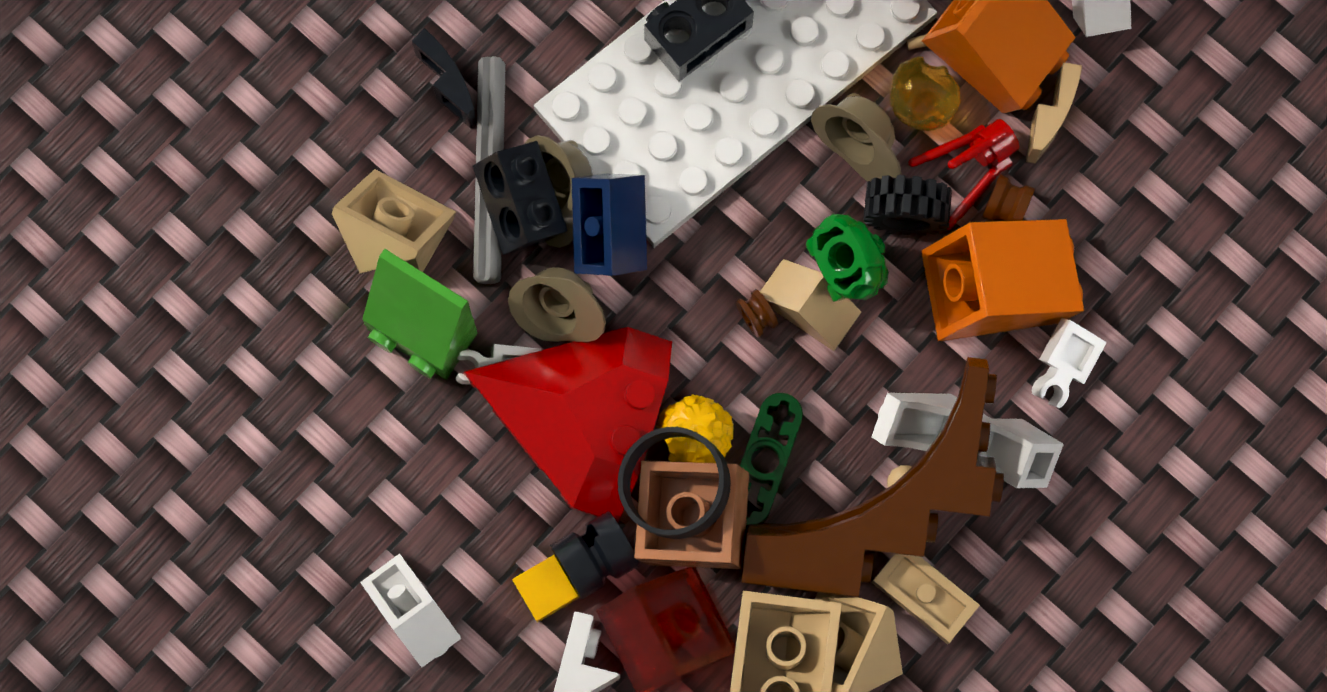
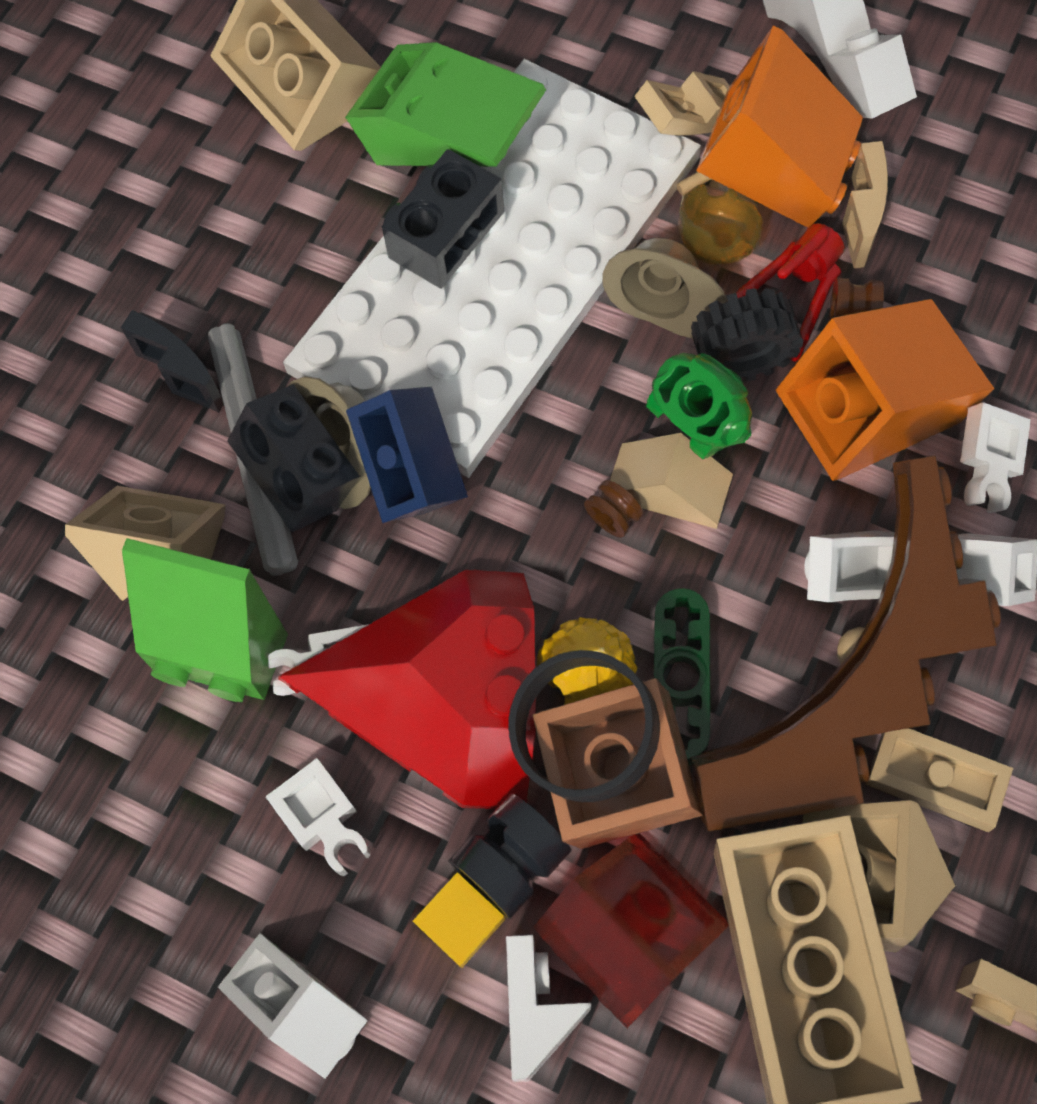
camera: 10 degrees left, 10 degrees down
(464, 478) = (315, 811): none -> white plate
(557, 307) = (373, 568): dark tan piece -> none

